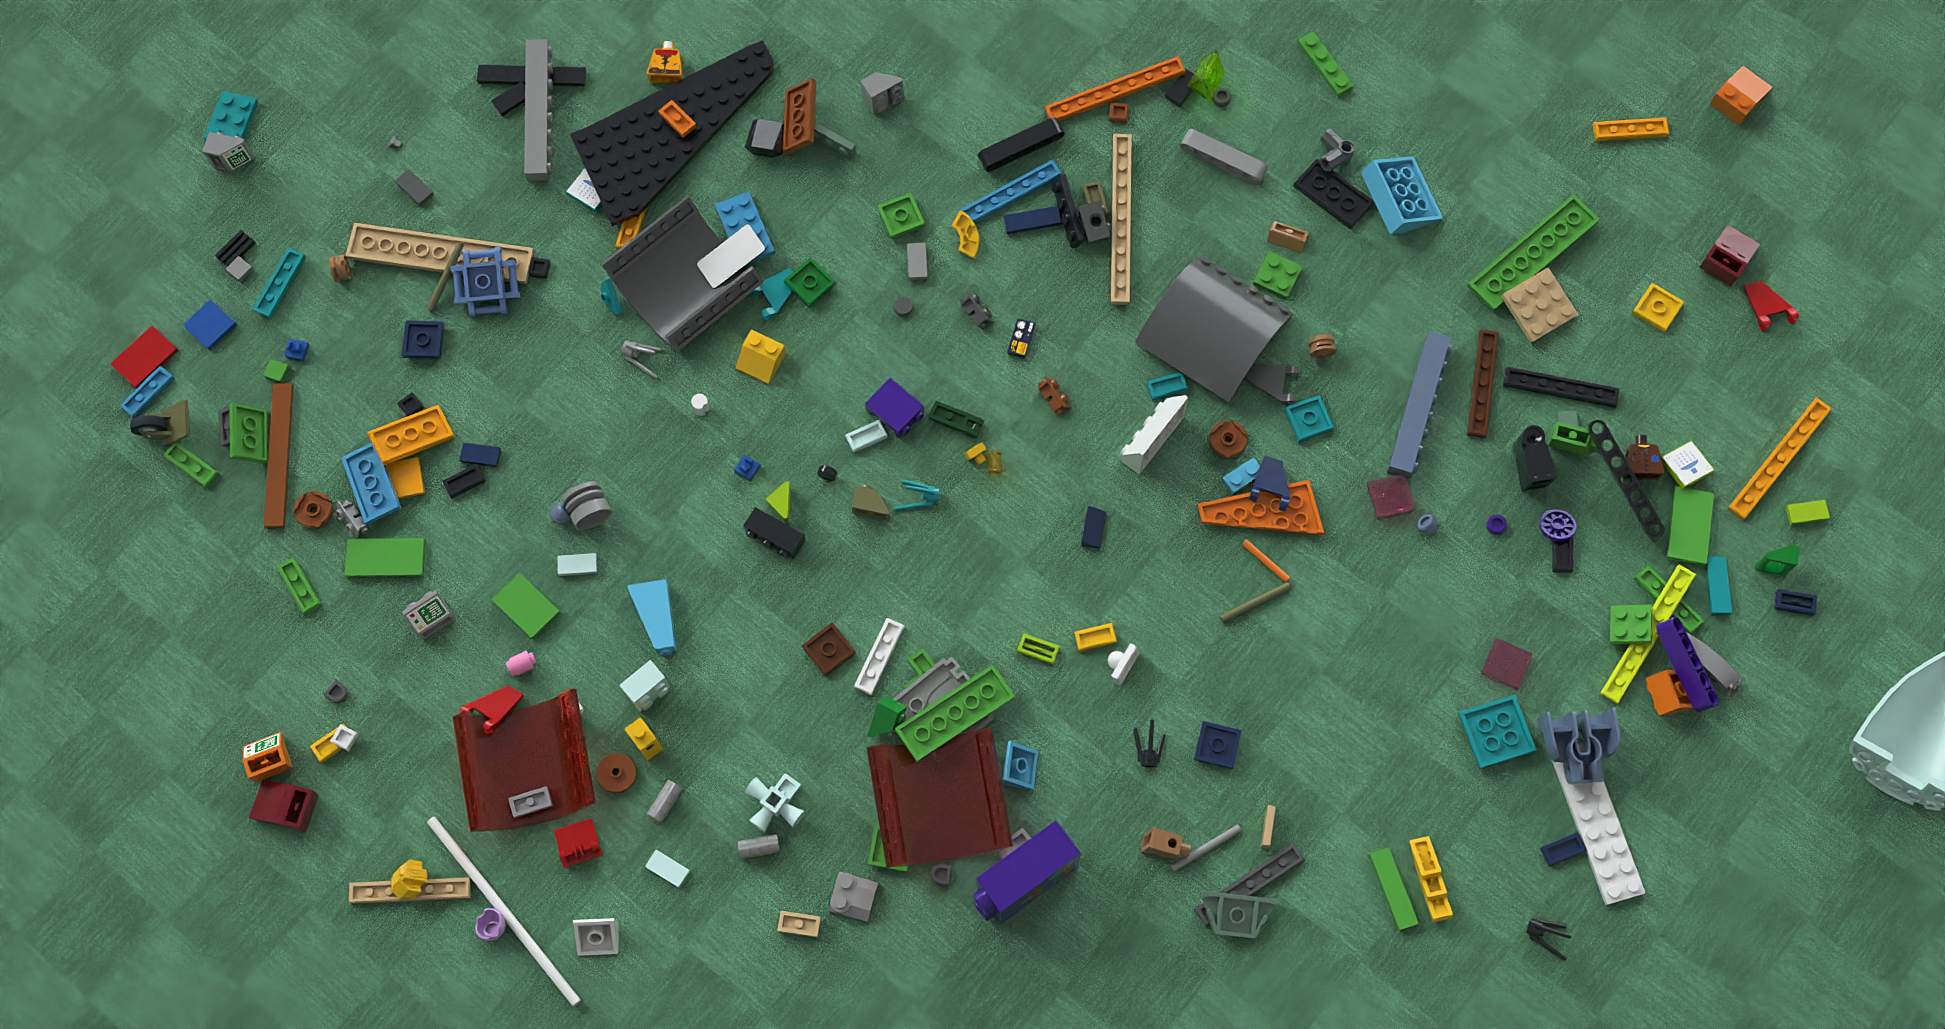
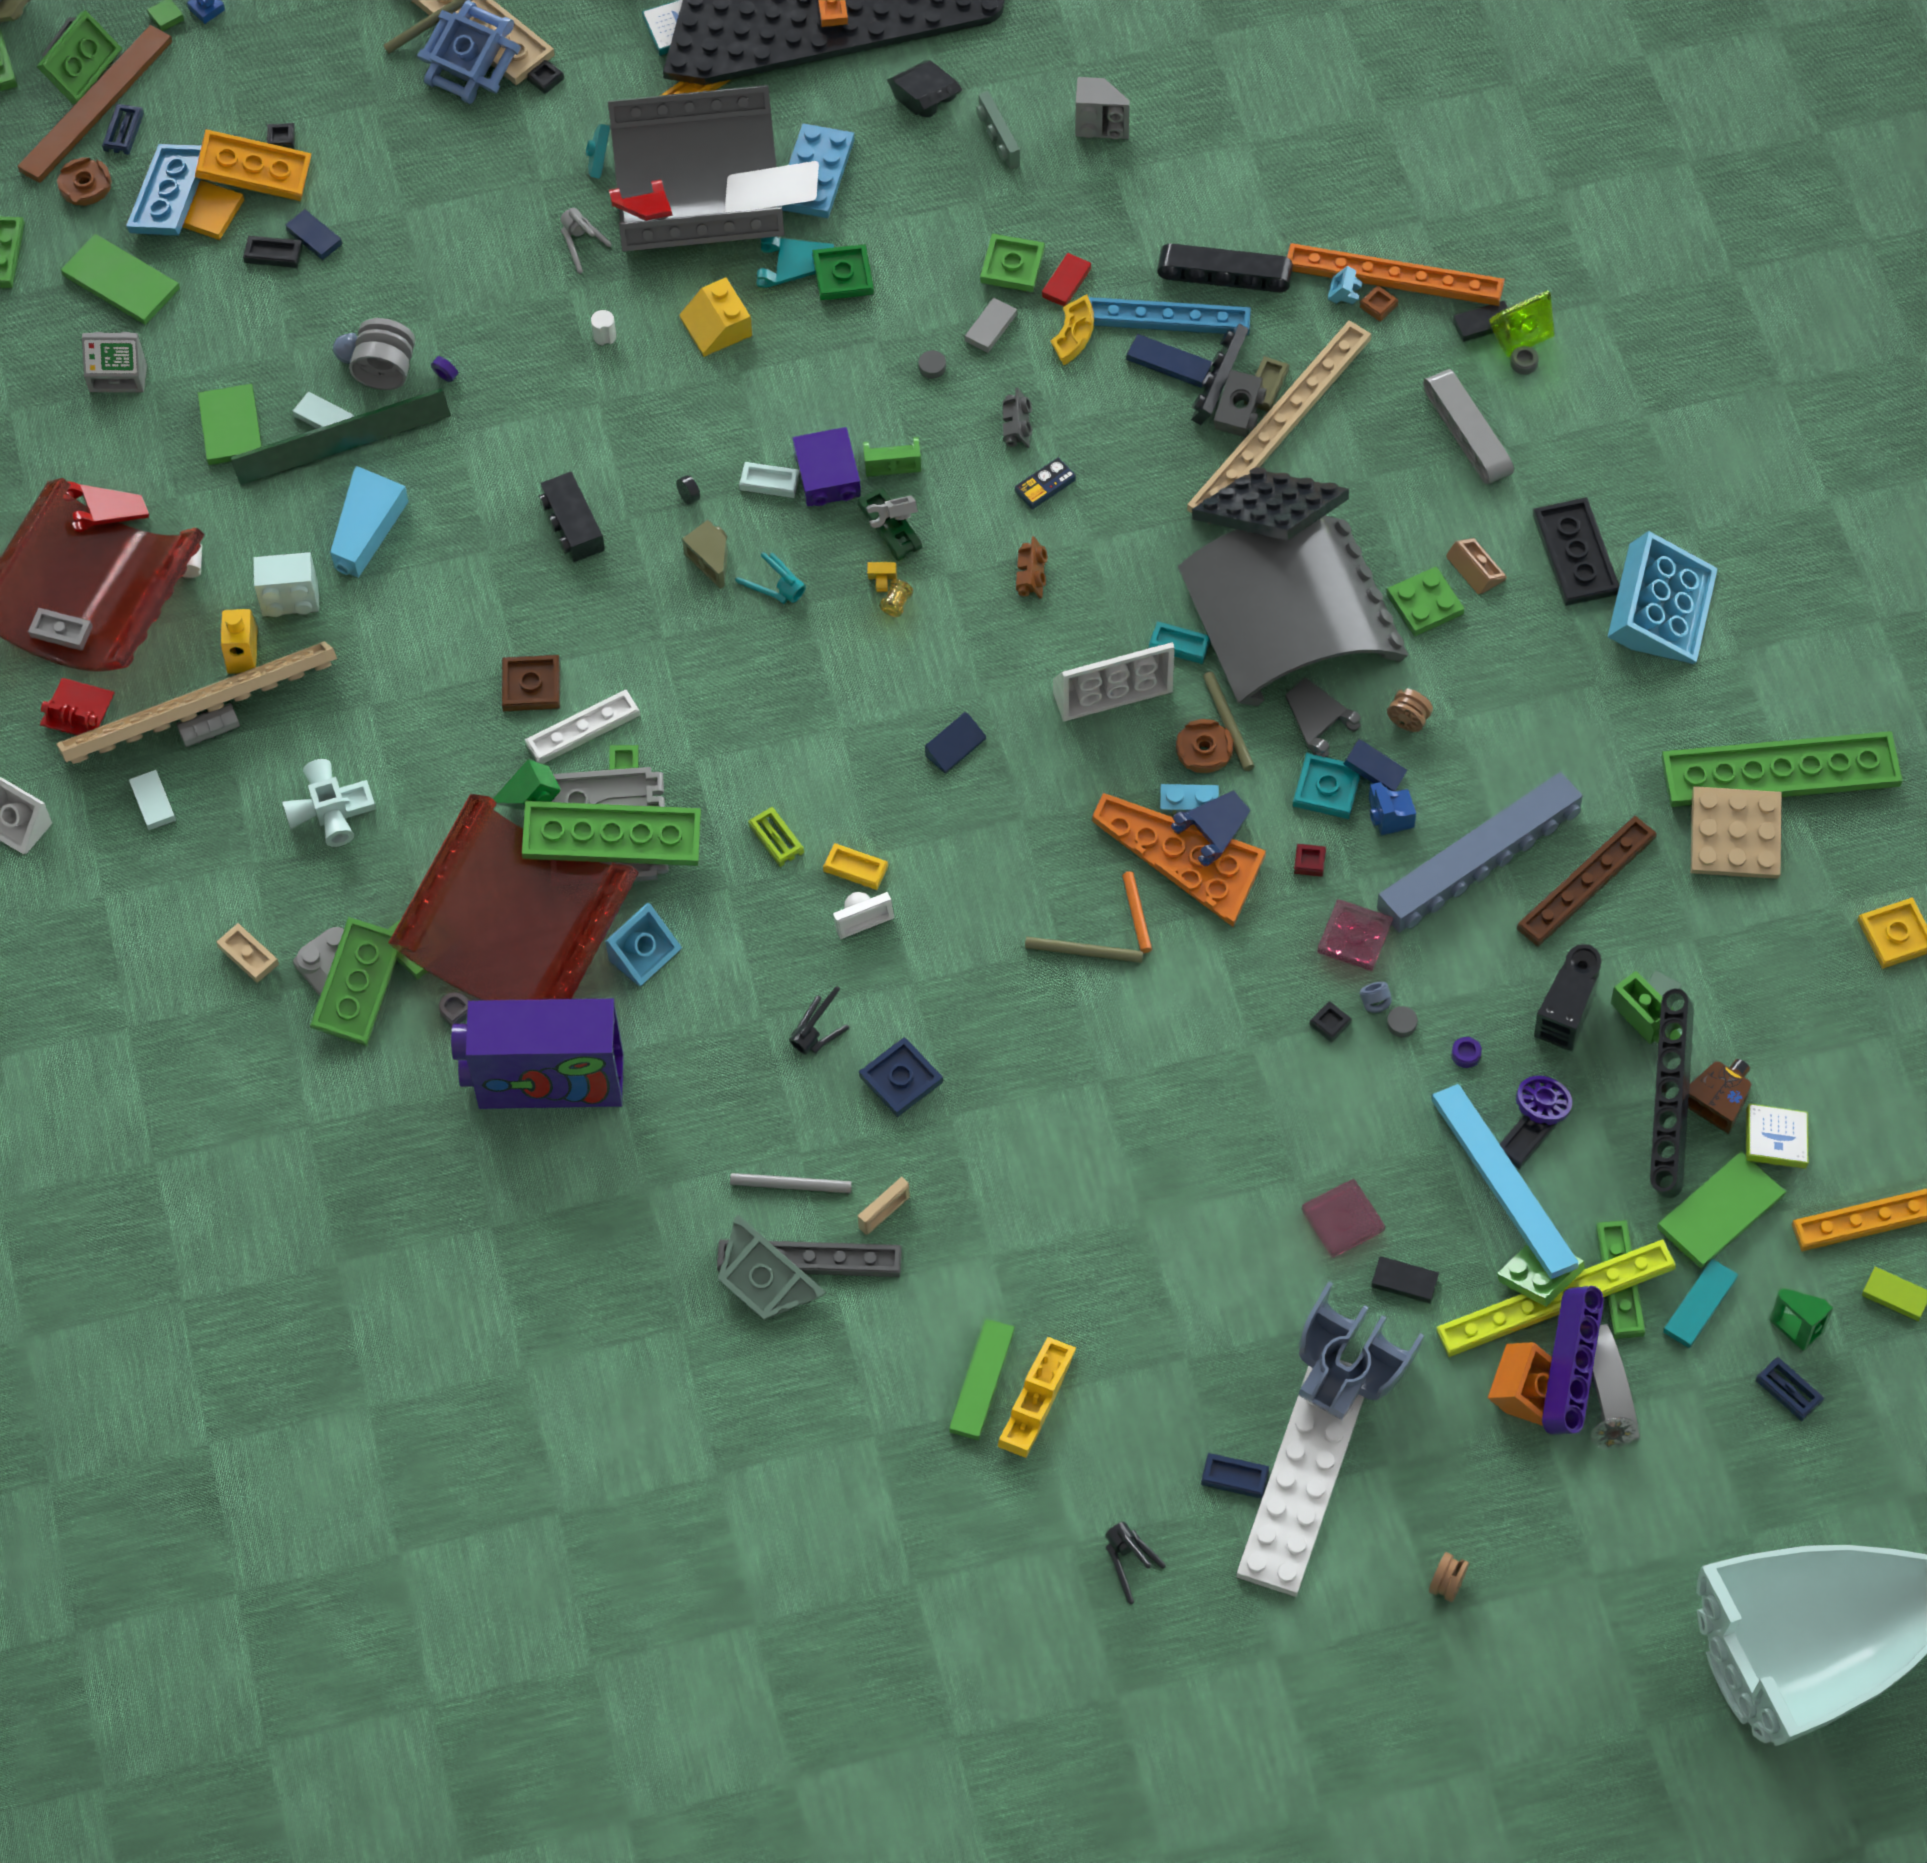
camera: 35 degrees right, 10 degrees down
(314, 474) = (132, 132): none -> dark blue tile
(346, 513) = (116, 206): light grey hinge -> none
(423, 339) = (351, 75): dark blue plate -> none
(521, 663) = (172, 479): bright pink brick -> none
(599, 572) = (340, 436): none -> dark green tile
(623, 780) = (185, 673): dark orange plate -> none
(627, 490) = (444, 369): none -> dark purple tile
(649, 794) = (187, 705): none -> tan plate
(668, 314) = (644, 206): none -> red flag
(747, 468) = (602, 430): blue tile -> none
(758, 846) = (272, 840): light grey axle -> none
(780, 501) = (610, 486): lime slope -> none
(799, 116) = (979, 81): dark orange tile -> none
(878, 899) = (356, 982): none -> bright green tile
(926, 378) = (892, 459): none -> bright green hinge
(937, 206) = (1066, 280): none -> red tile
(956, 409) = (898, 508): none -> light grey plate
(1093, 114) = (1343, 286): none -> medium azure tile
(1157, 840) = (740, 1139): medium nougat torso -> none
(1164, 274) = (1270, 503): none -> black plate
(1228, 415) = (1228, 721): none -> olive bar
(1325, 64) = (1691, 398): bright green plate -> none
(1327, 391) = (1374, 766): none -> dark blue tile
(1332, 468) = (1310, 860): none -> dark red tile
(1340, 149) = (1622, 506): dark grey piece -> none
(1354, 411) = (1391, 809): none -> blue brick
(1414, 555) = (1330, 1021): none -> black tile
(1451, 530) = (1402, 1021): none -> dark grey tile
(1497, 731) = (1263, 1285): teal plate -> none
(1561, 387) = (1687, 947): black tile -> none
(1564, 676) = (1405, 1279): none -> black tile
(1577, 587) = (1505, 1181): none -> medium azure tile
(1715, 829) = (1448, 1577): none -> medium nougat wheel

